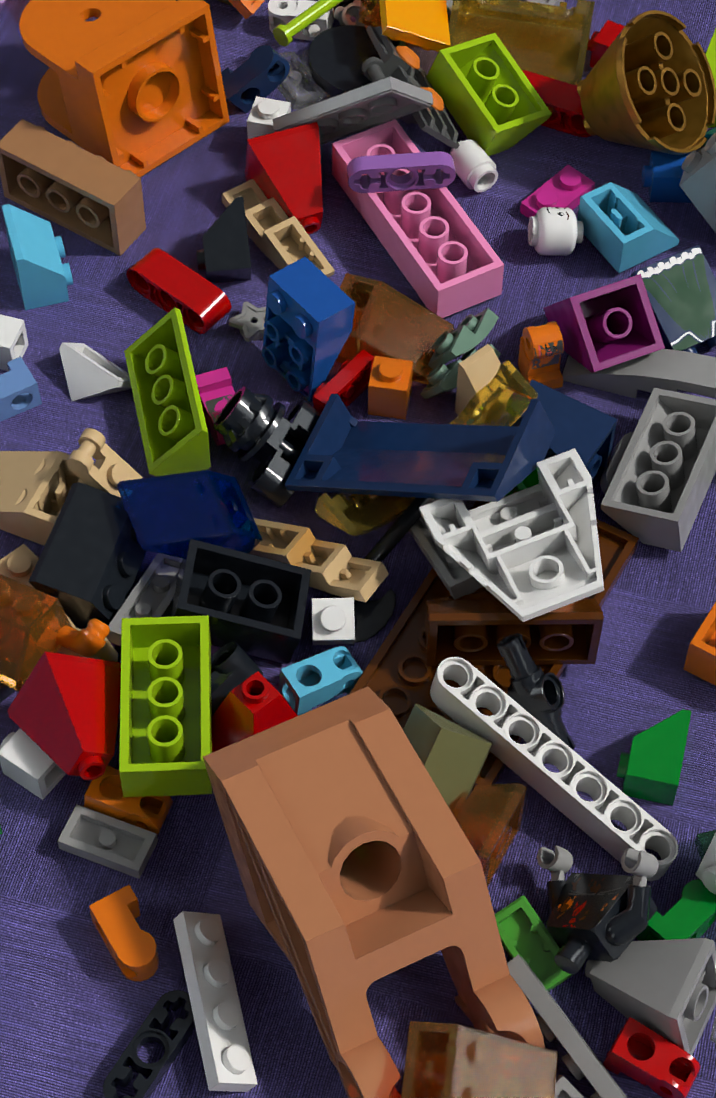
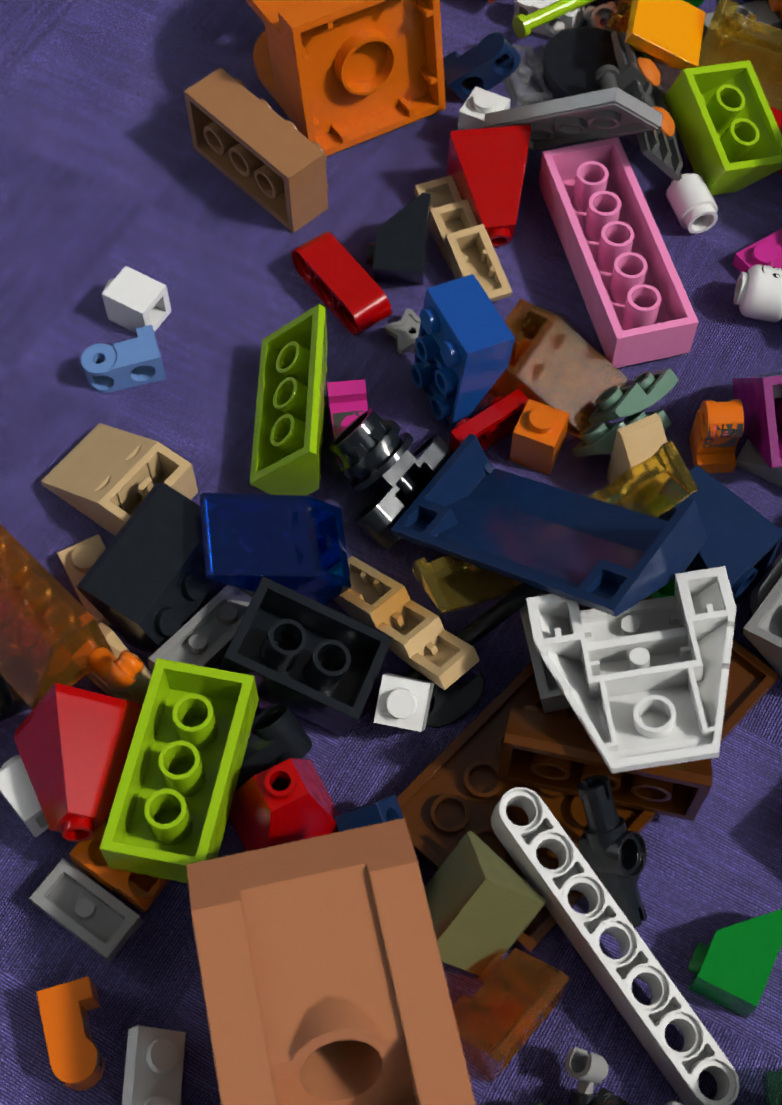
camera: 15 degrees right, 5 degrees up
(36, 258) = (199, 219): medium azure slope -> none
(90, 373) = (223, 354): white slope -> none
(107, 469) = (202, 473): tan plate -> none
(318, 679) = (372, 767): medium azure leg -> none
(414, 180) = (621, 208): medium lavender beam -> none

